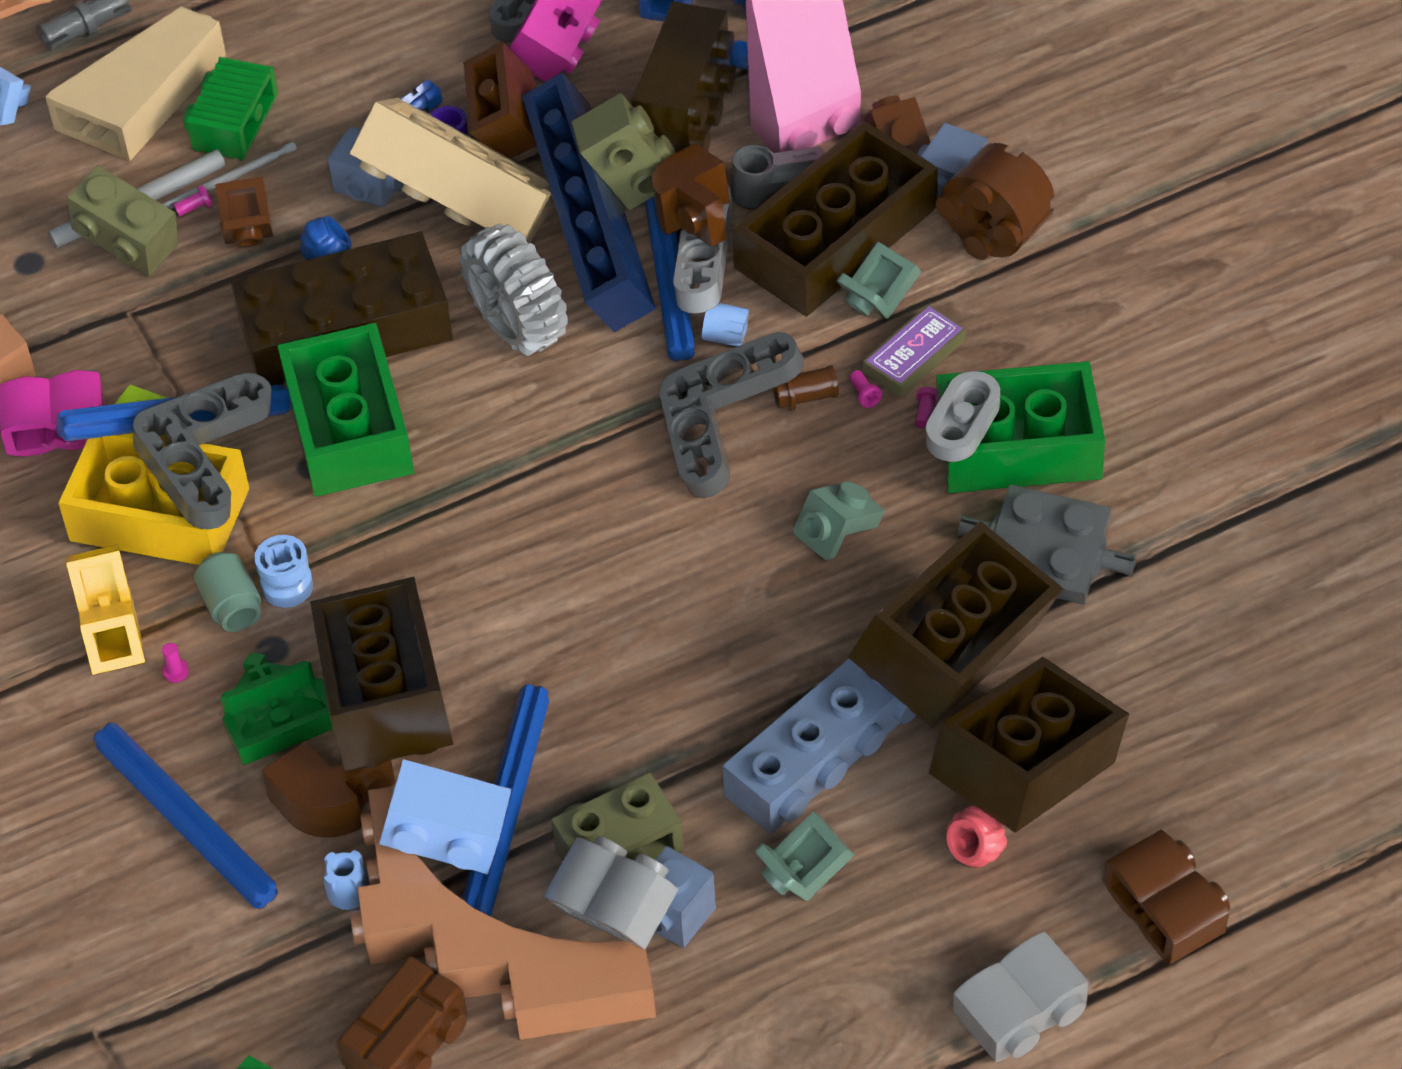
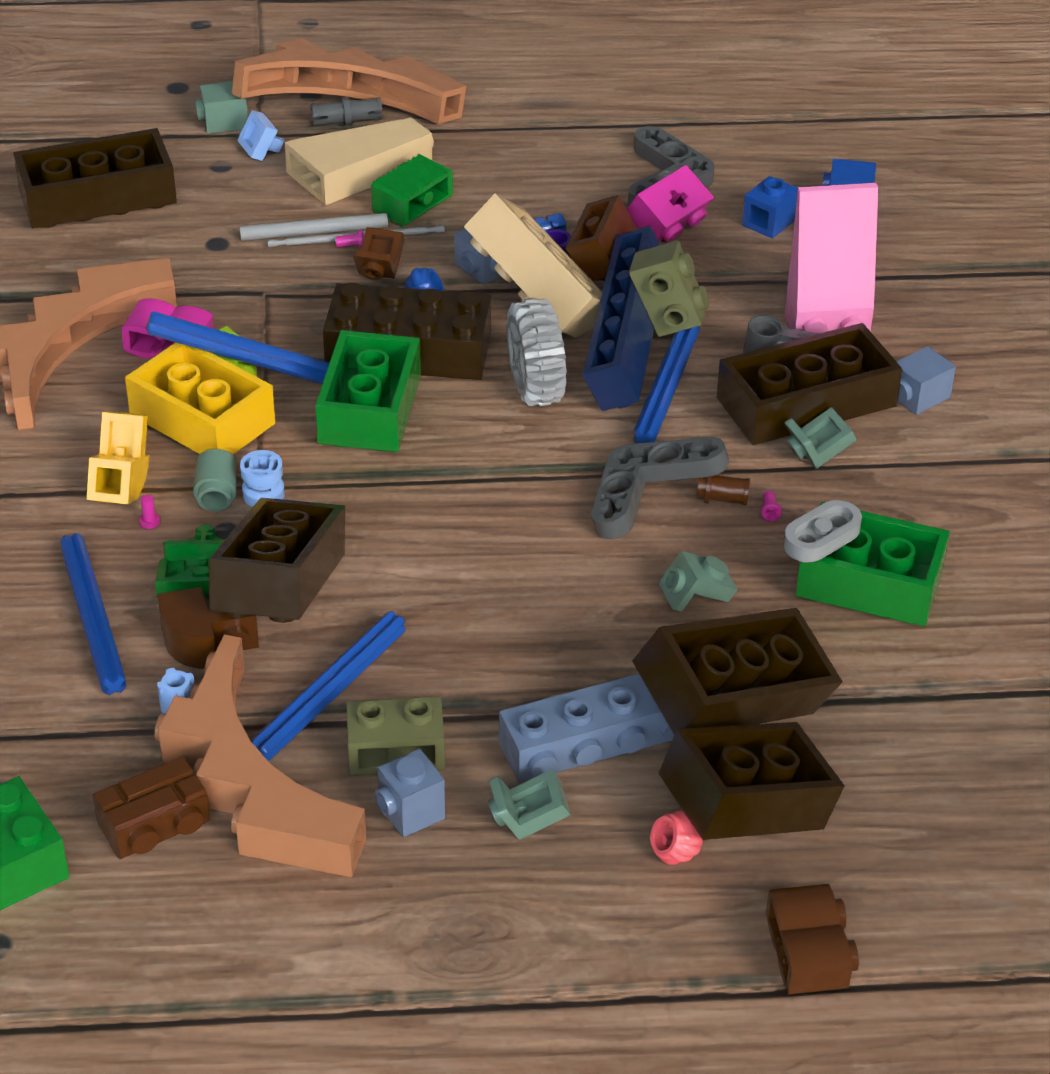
camera: 20 degrees right, 10 degrees down
(123, 220) = (289, 230): olive brick -> none
(185, 435) = (295, 358): dark grey beam -> none
(445, 817) = (265, 668): light blue brick -> none
(612, 890) = (355, 760): light grey brick -> none
(688, 75) = (743, 263): dark brown brick -> none
(691, 194) = (703, 330): reddish brown brick -> none
(708, 272) = (694, 373): light grey beam -> none
(725, 325) = (685, 425): light blue hose -> none
(899, 121) = (895, 337): reddish brown bracket -> none
(914, 350) = (836, 484): tile -> none
(996, 201) = (939, 408): reddish brown brick -> none
(1021, 997) = (645, 967): light grey brick -> none
(1058, 537) = (866, 656): dark grey plate -> none

